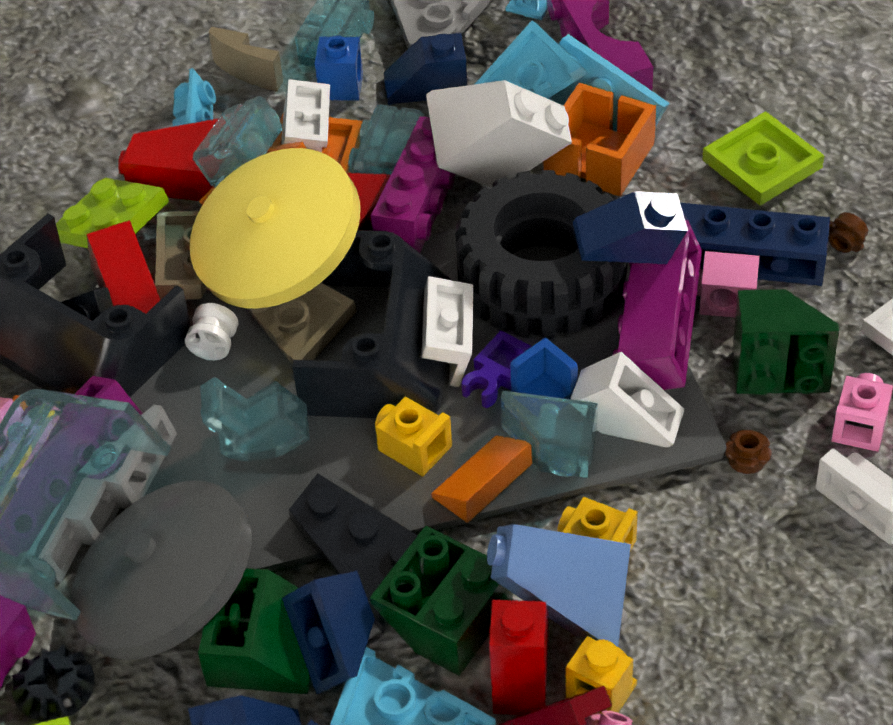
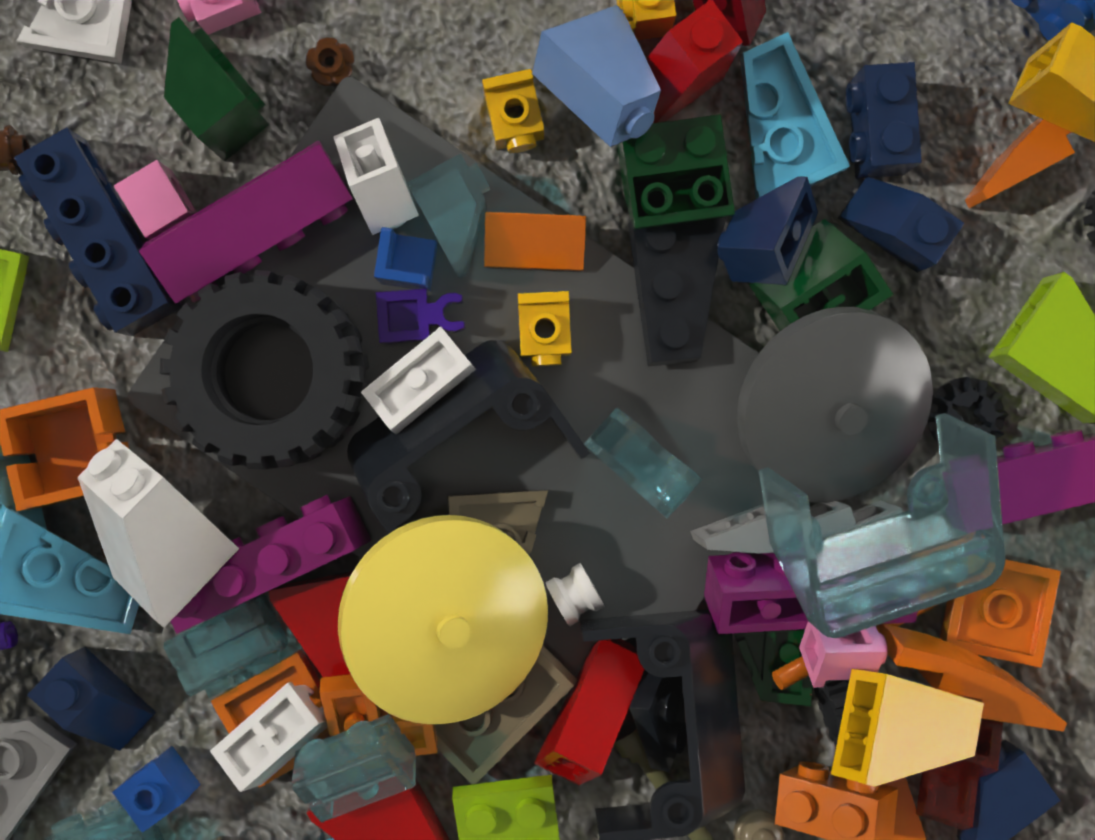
camera: 135 degrees left, 40 degrees up
(632, 229) = (211, 265): dark blue slope -> none

